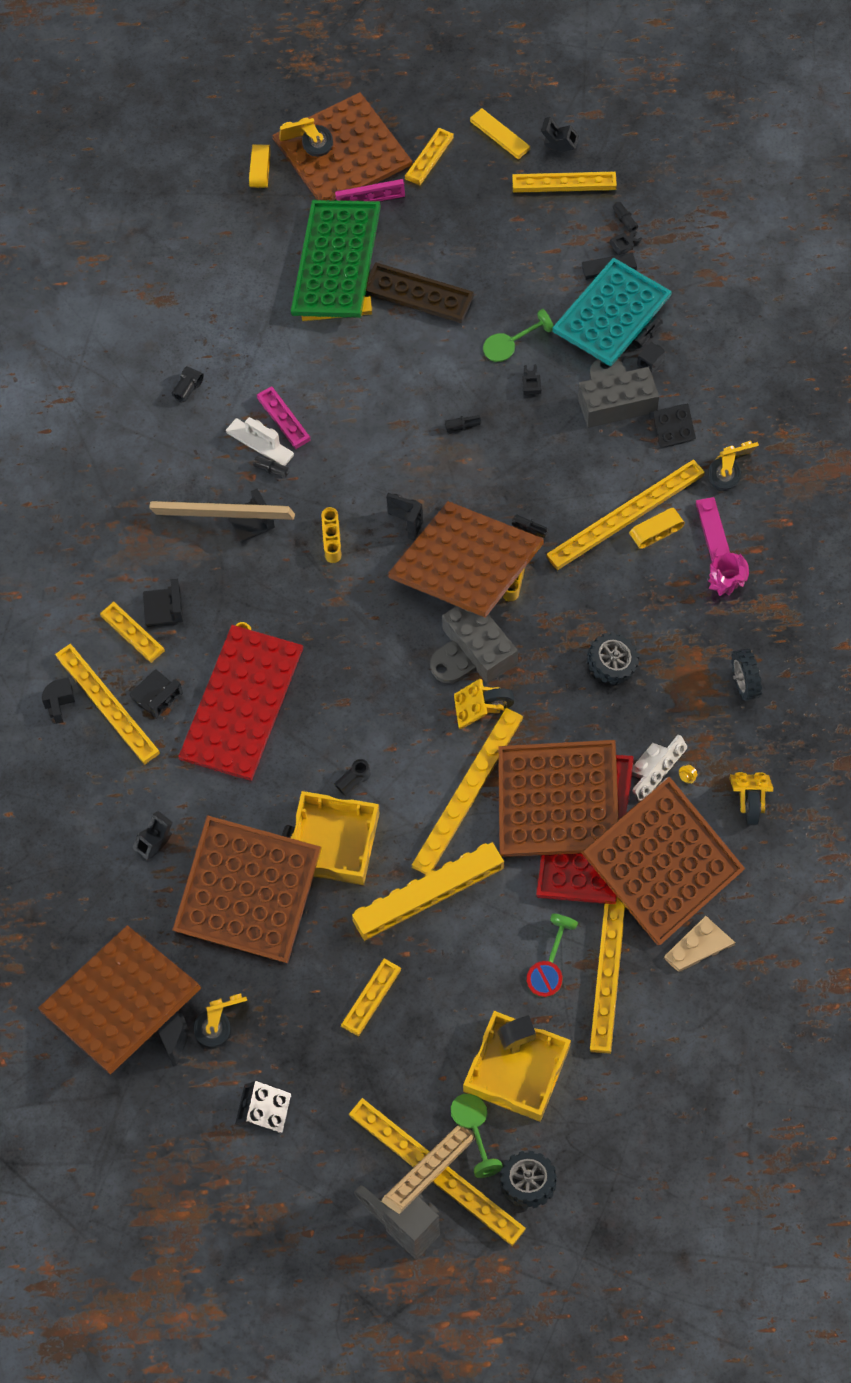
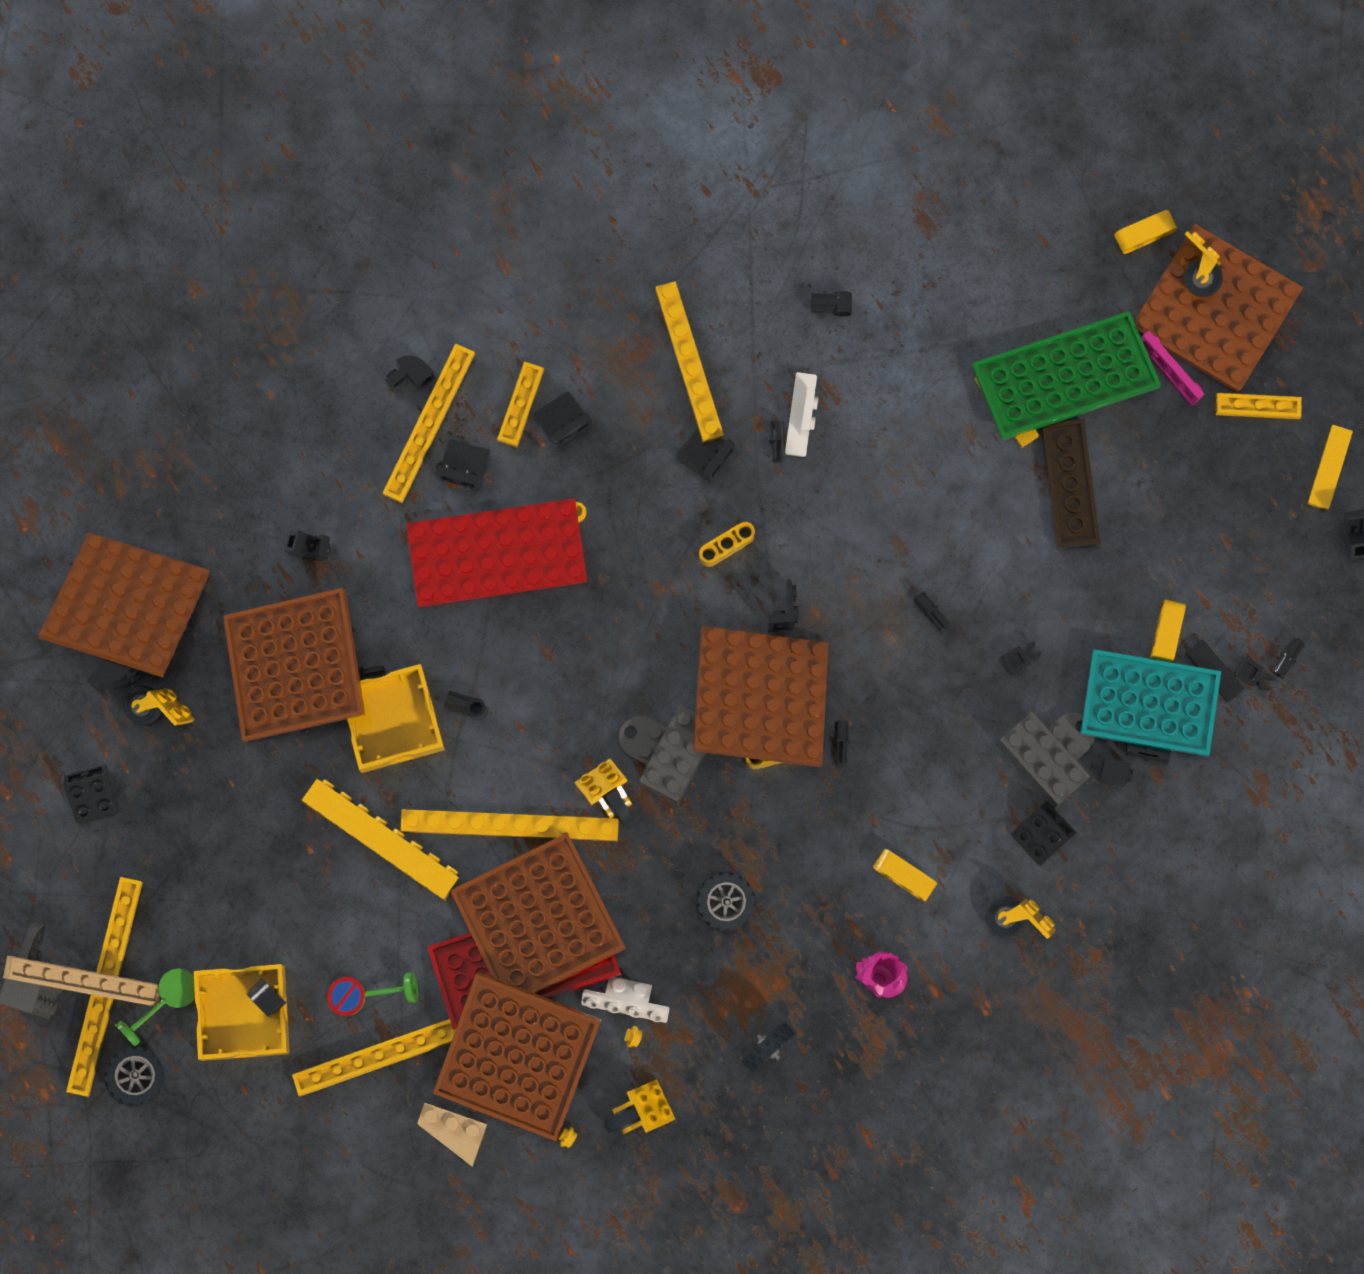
camera: 60 degrees right, 15 degrees up
(145, 494) = (689, 362): none -> yellow plate
(222, 510) = (691, 421): tan tile -> none
(283, 417) = (842, 423): dark pink plate -> none
(371, 997) = (248, 838): yellow tile -> none
(502, 346) = (1049, 604): bright green piece -> none
(563, 279) = (1168, 631): none -> yellow beam
(564, 182) = (1299, 569): yellow plate -> none
(625, 514) = (906, 835): yellow plate -> none
(712, 527) = (934, 935): dark pink plate -> none
(746, 858) = (567, 1137): none -> yellow plate

